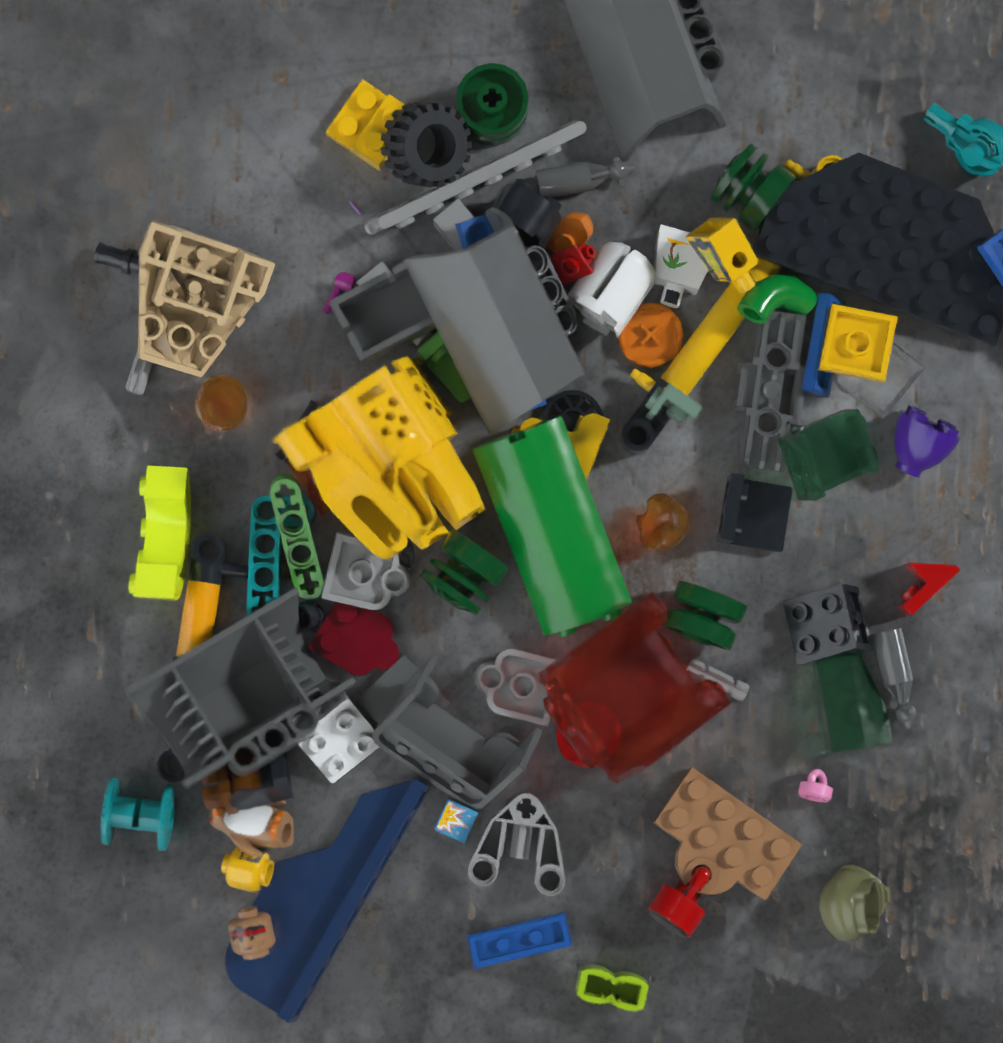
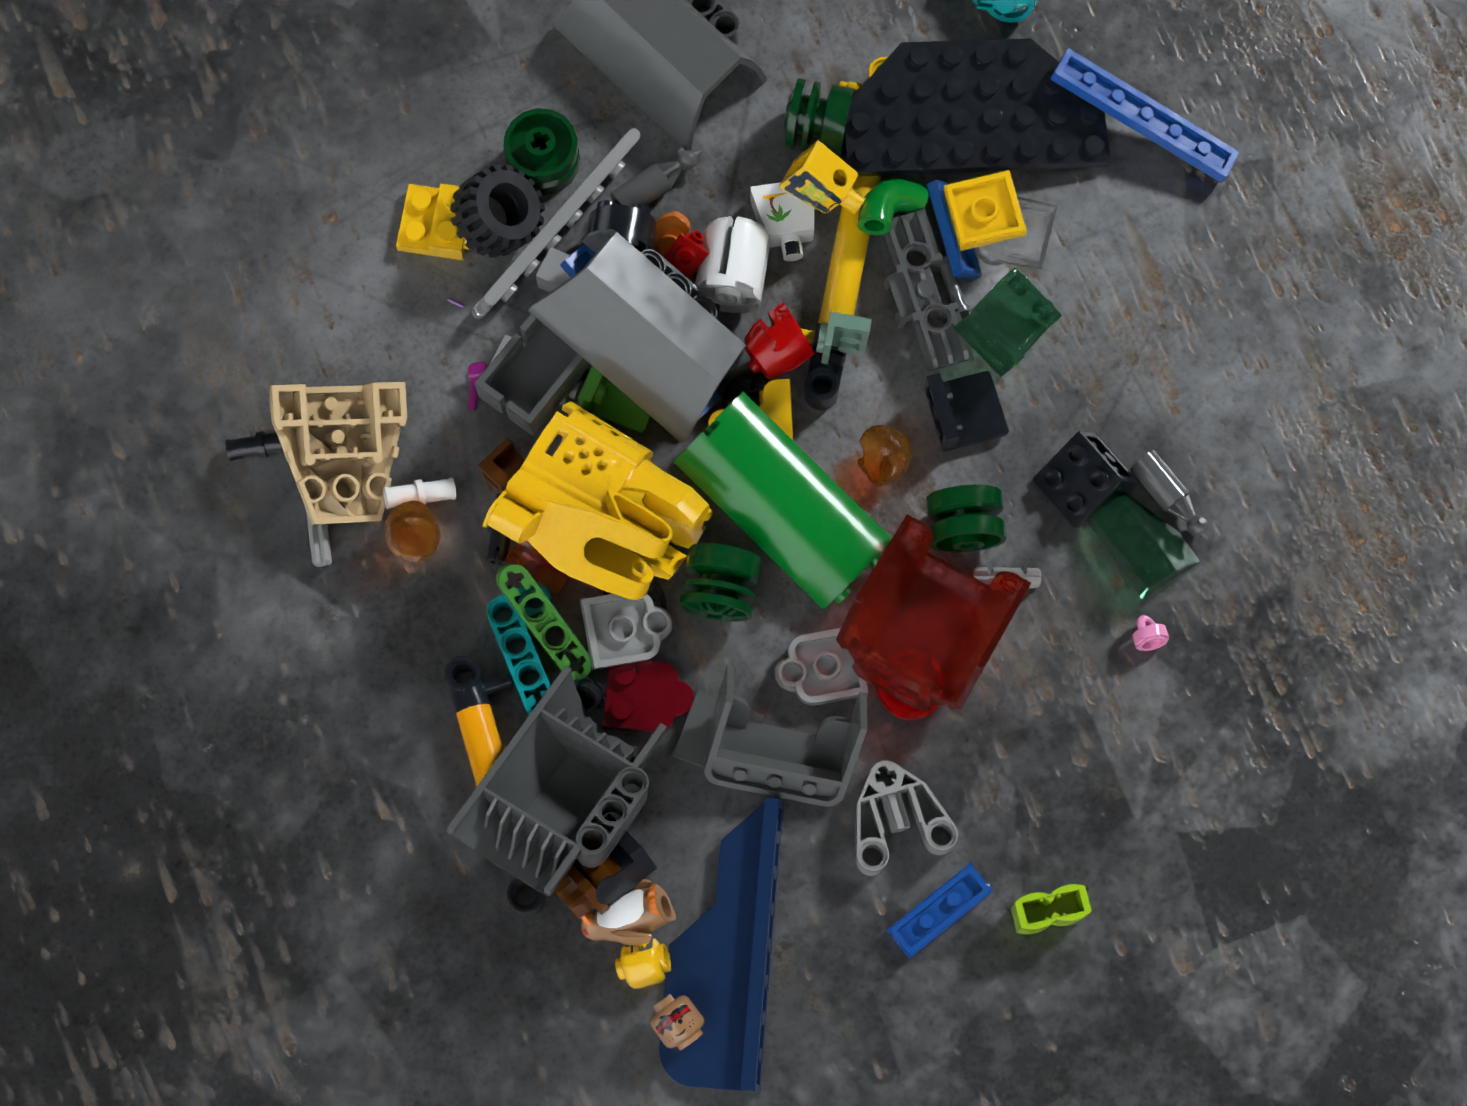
camera: 20 degrees left, 10 degrees down
(137, 814) = (511, 957): teal hose -> none
(166, 531) = (413, 675): neon yellow brick -> none
(244, 369) = (420, 491): none -> white pin
(328, 380) = (501, 465): none -> reddish brown panel
(339, 739) = (675, 795): white bracket -> none
(456, 820) = (823, 824): tile -> none
(613, 384) = (777, 347): none -> red helmet
(651, 336) = (794, 286): orange tile -> none
(718, 847) = (1085, 734): medium nougat plate -> none
(853, 903) = (1238, 723): olive helmet -> none
(922, 442) = (1087, 274): dark purple piece -> none
(932, 579) = (1156, 394): red slope -> none

